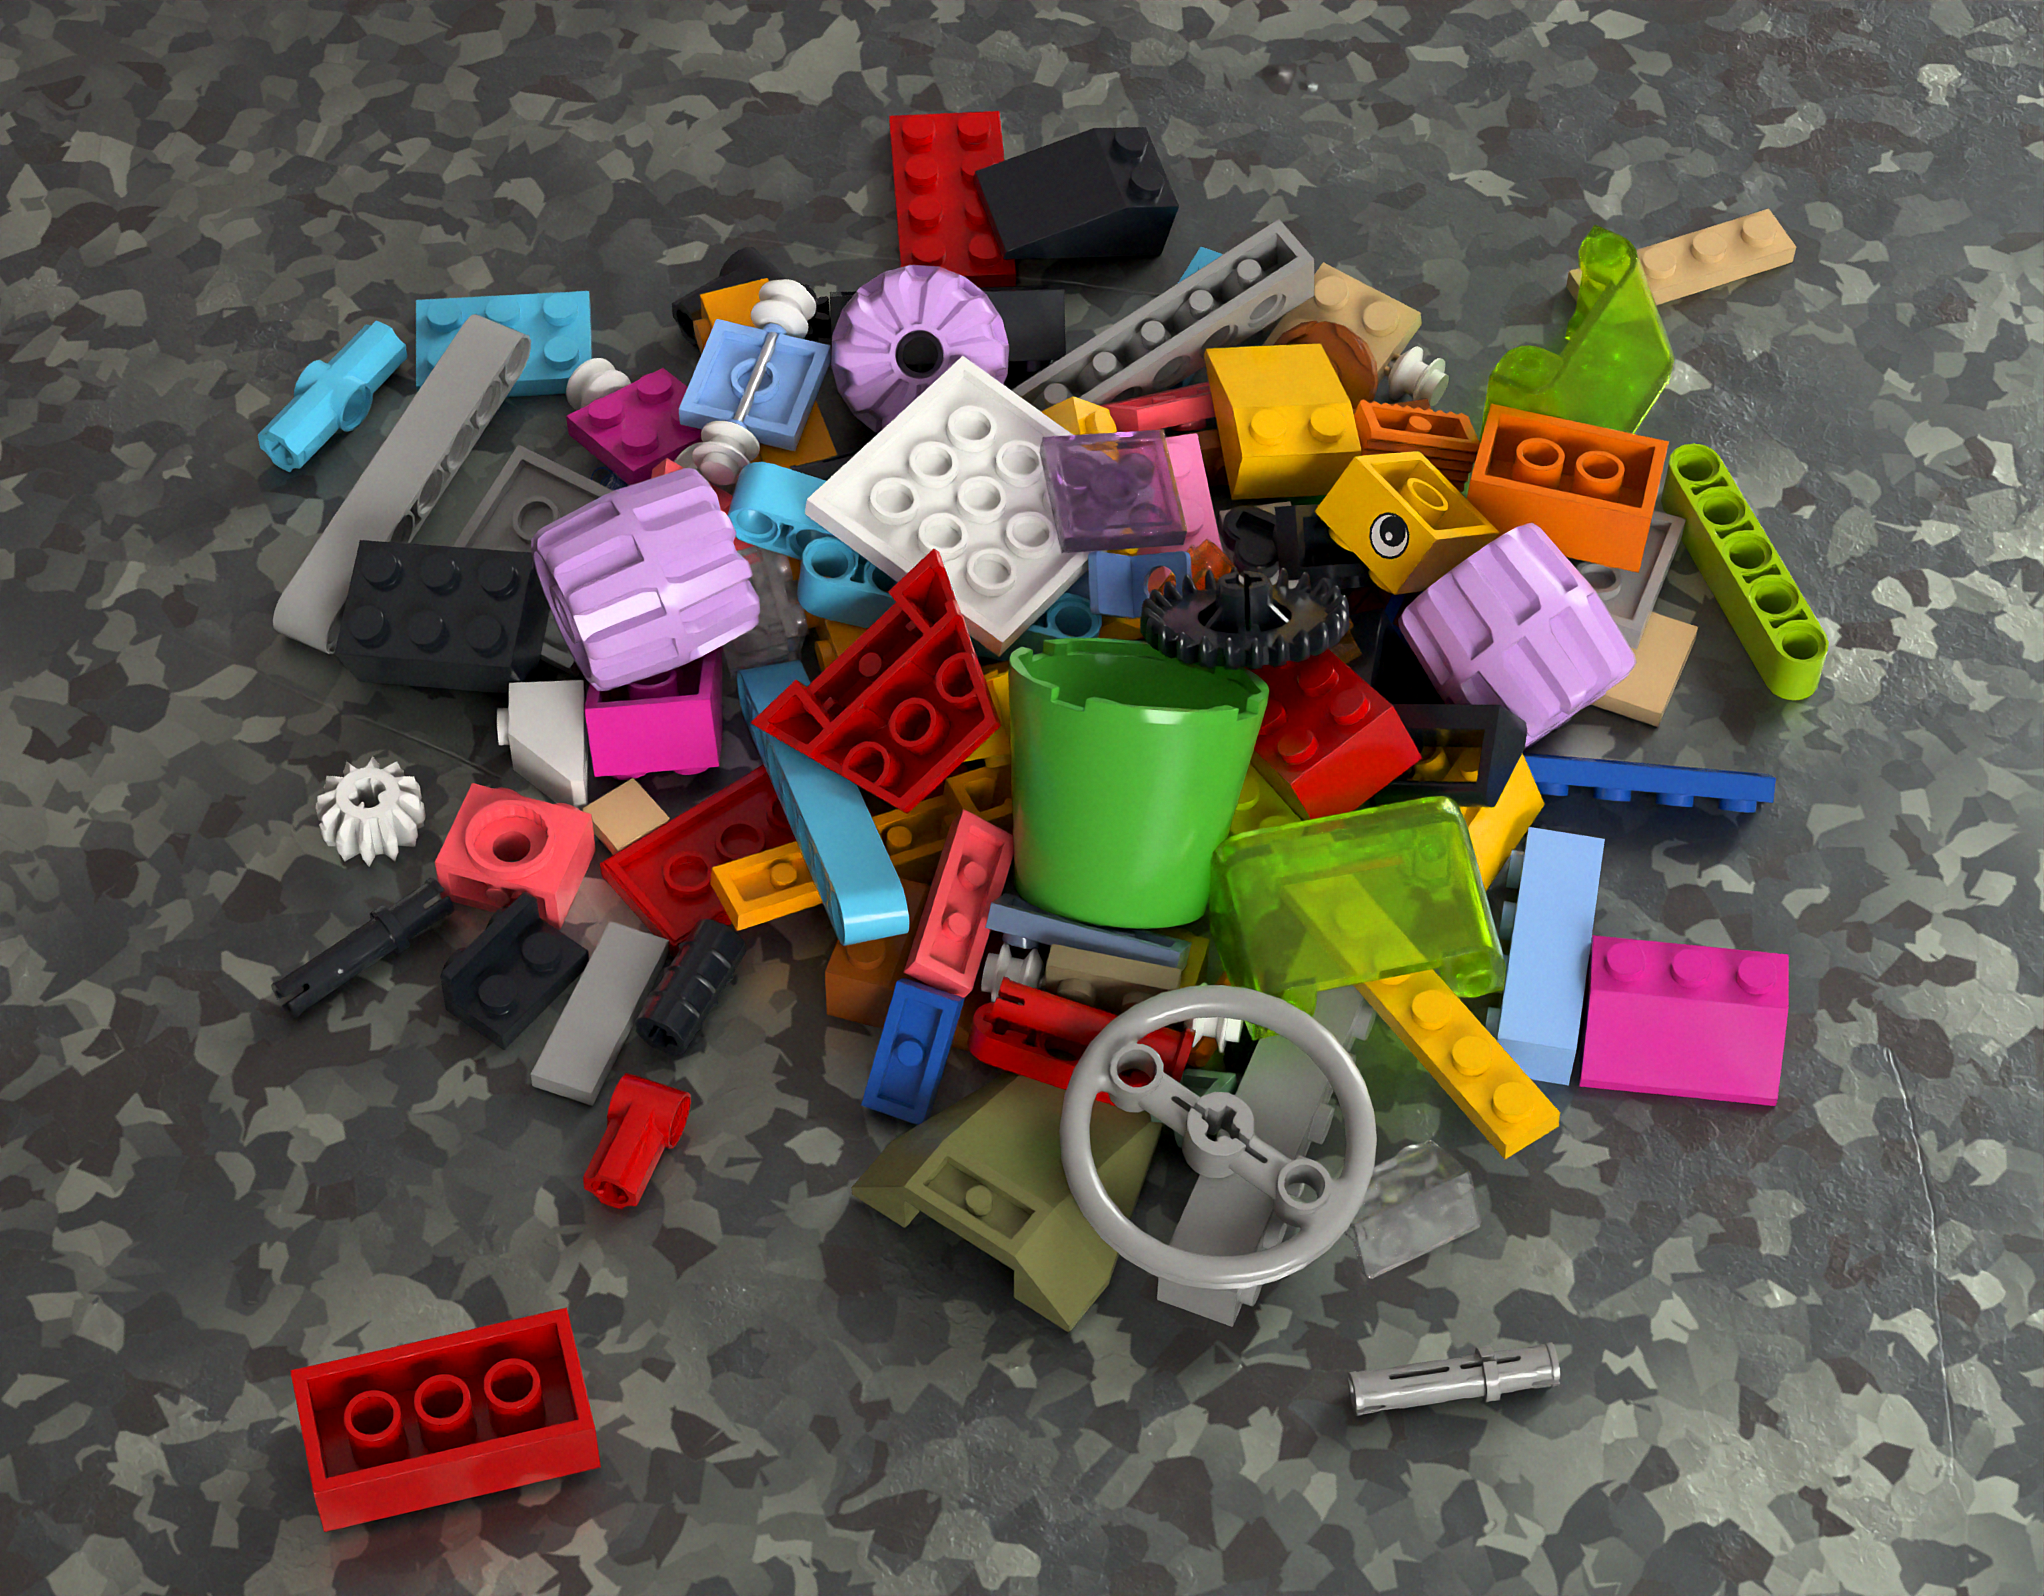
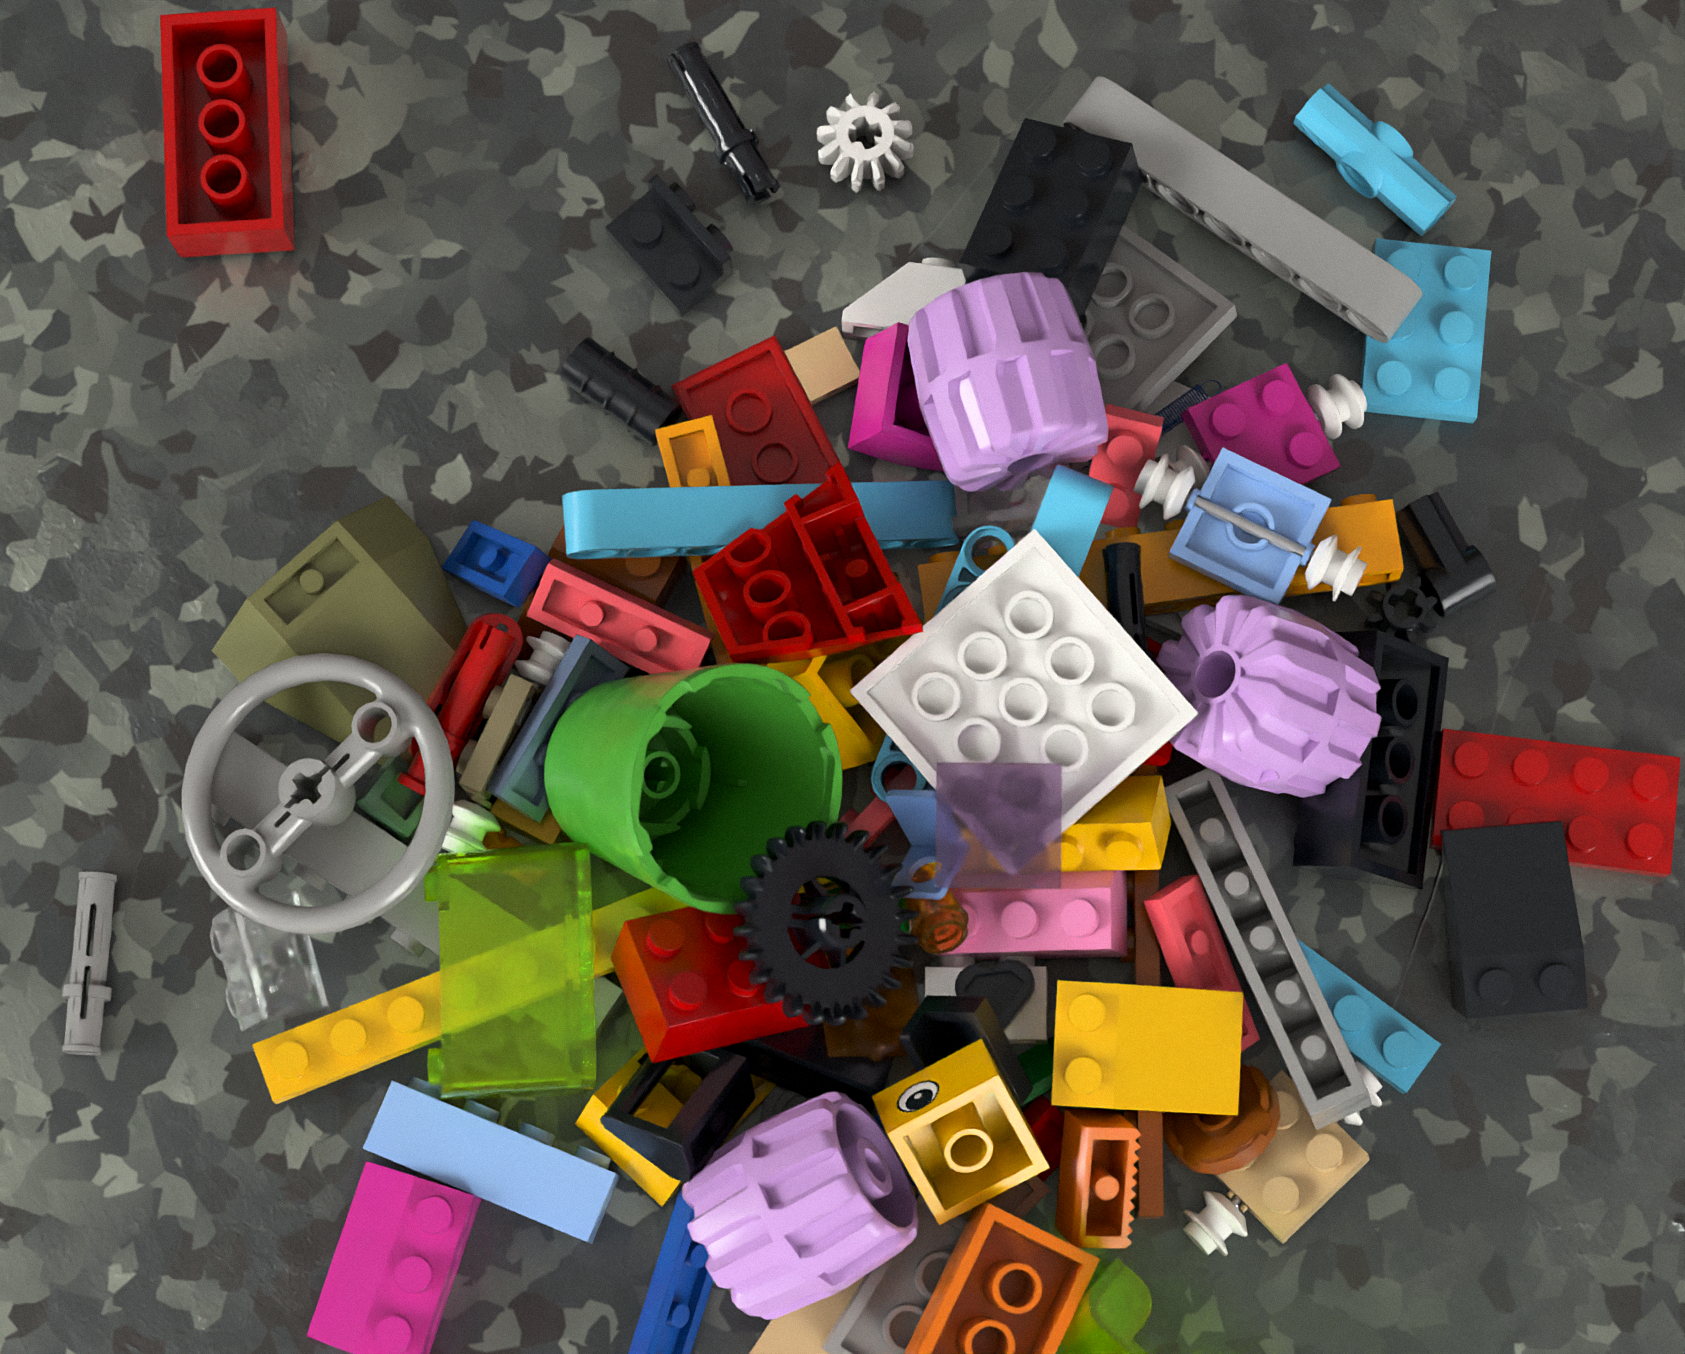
camera: 105 degrees right, 25 degrees up
(502, 826) = (799, 293): coral brick -> none
(600, 1013) = (619, 316): light grey tile -> none
(640, 1124) = (488, 331): red piece -> none

